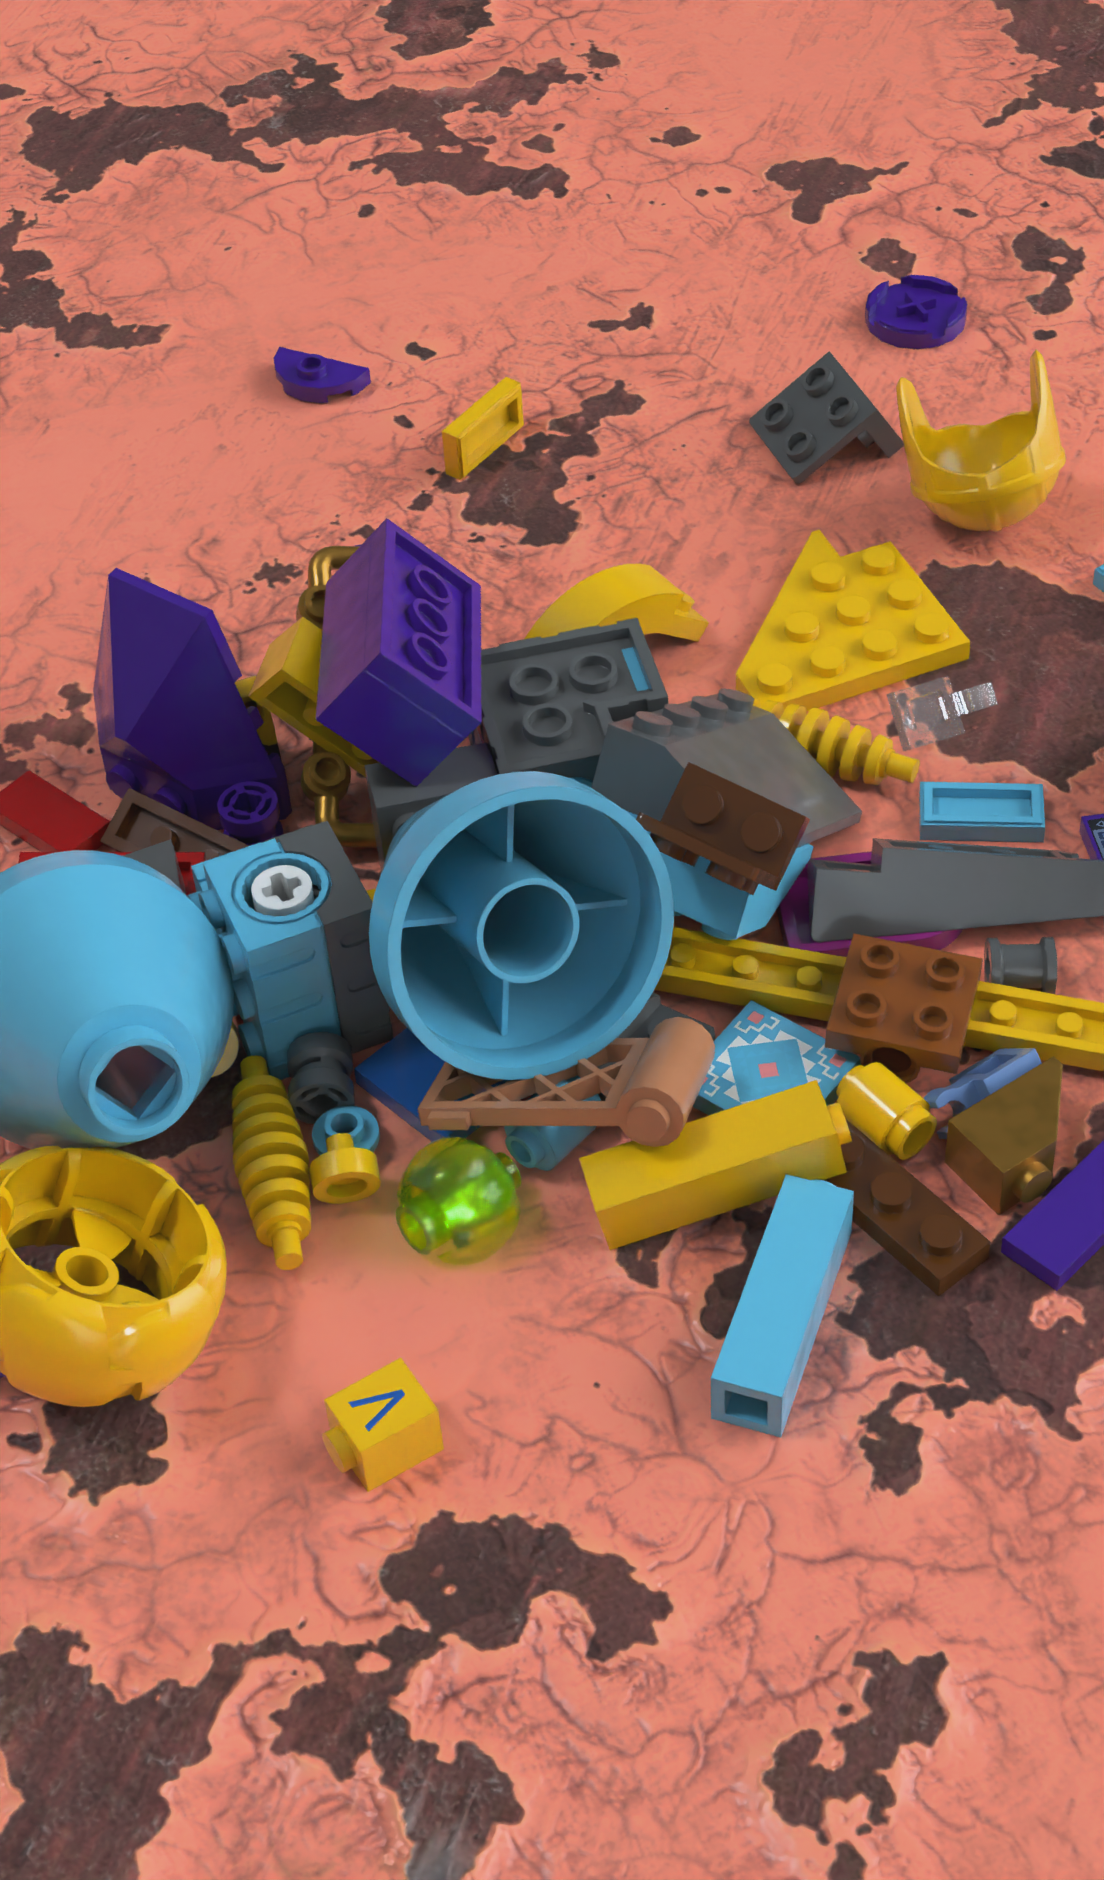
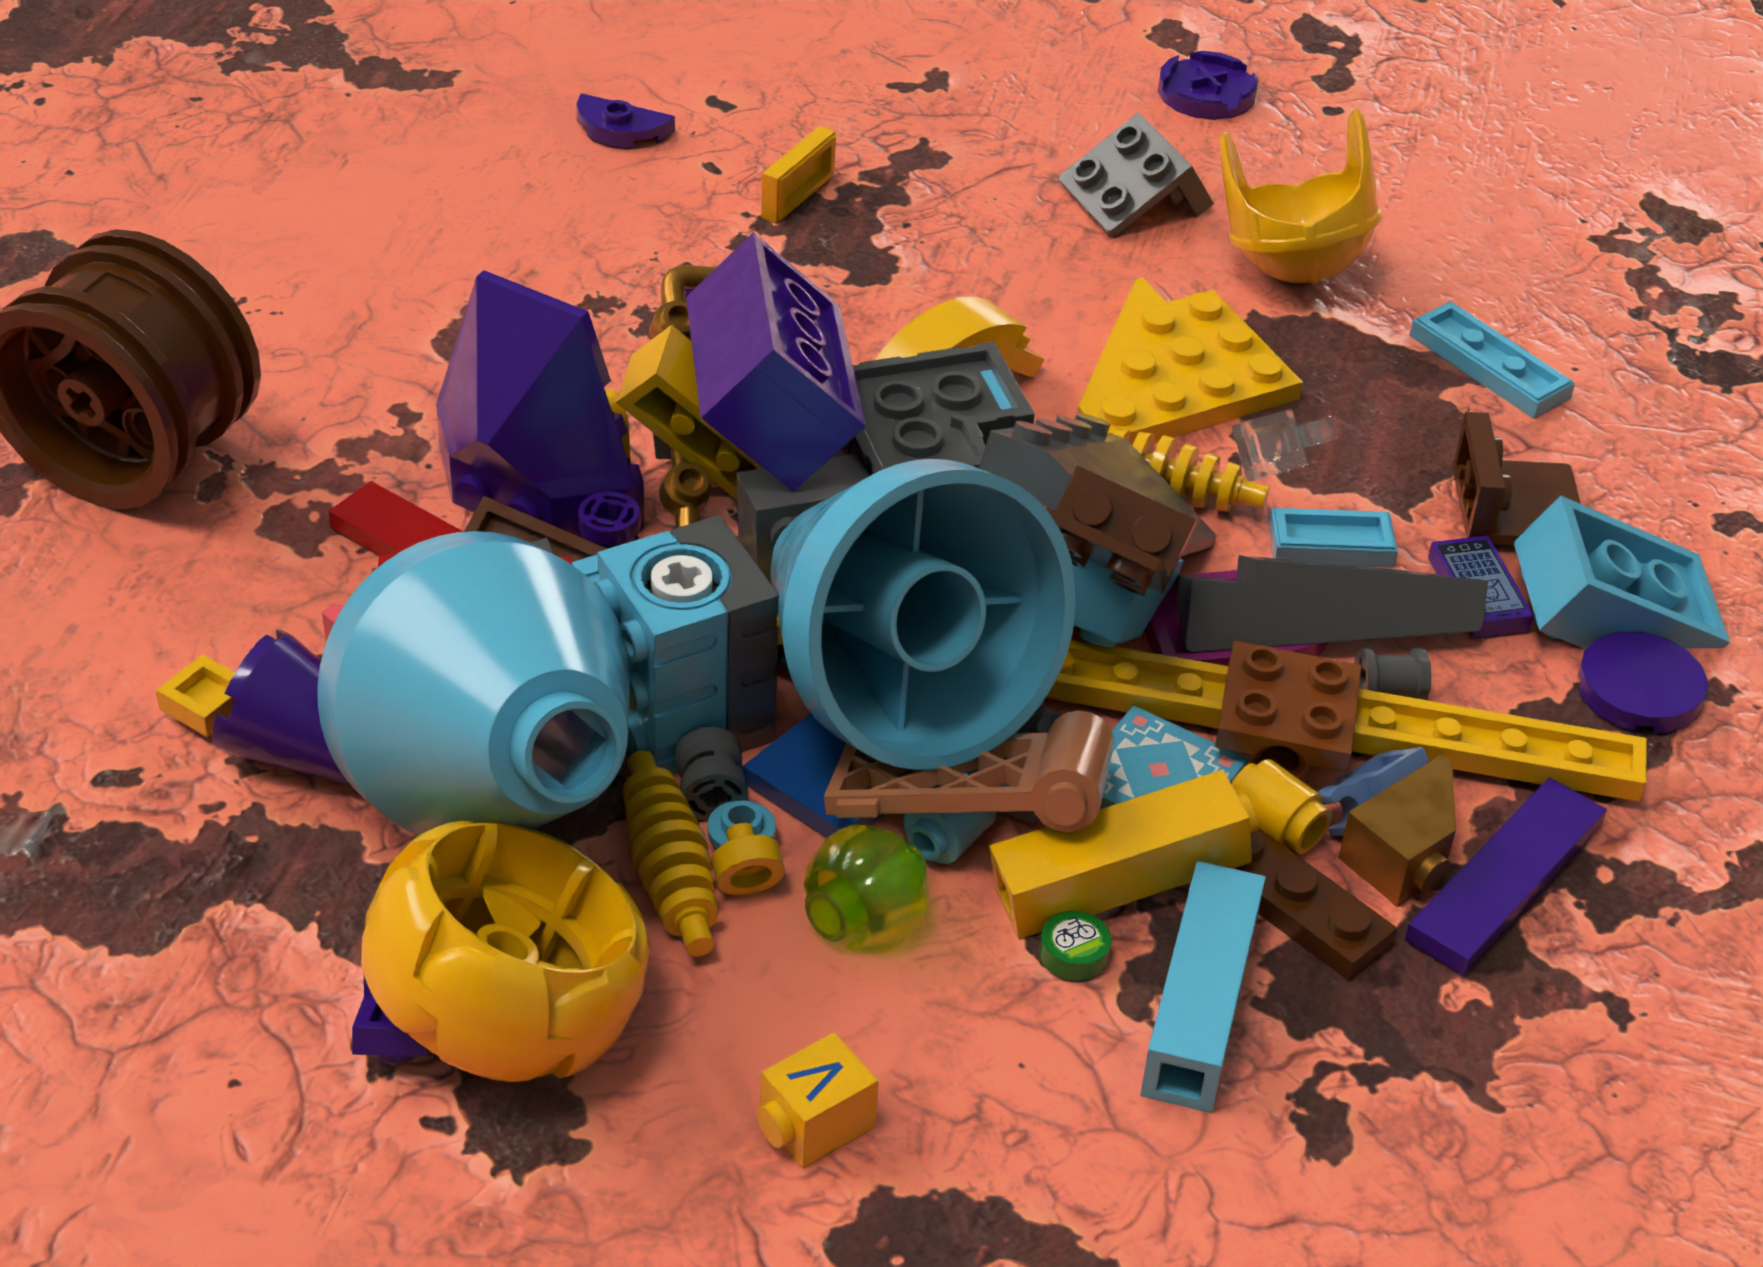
camera: 10 degrees left, 5 degrees down
(662, 1259) = (1075, 945): none -> green tile

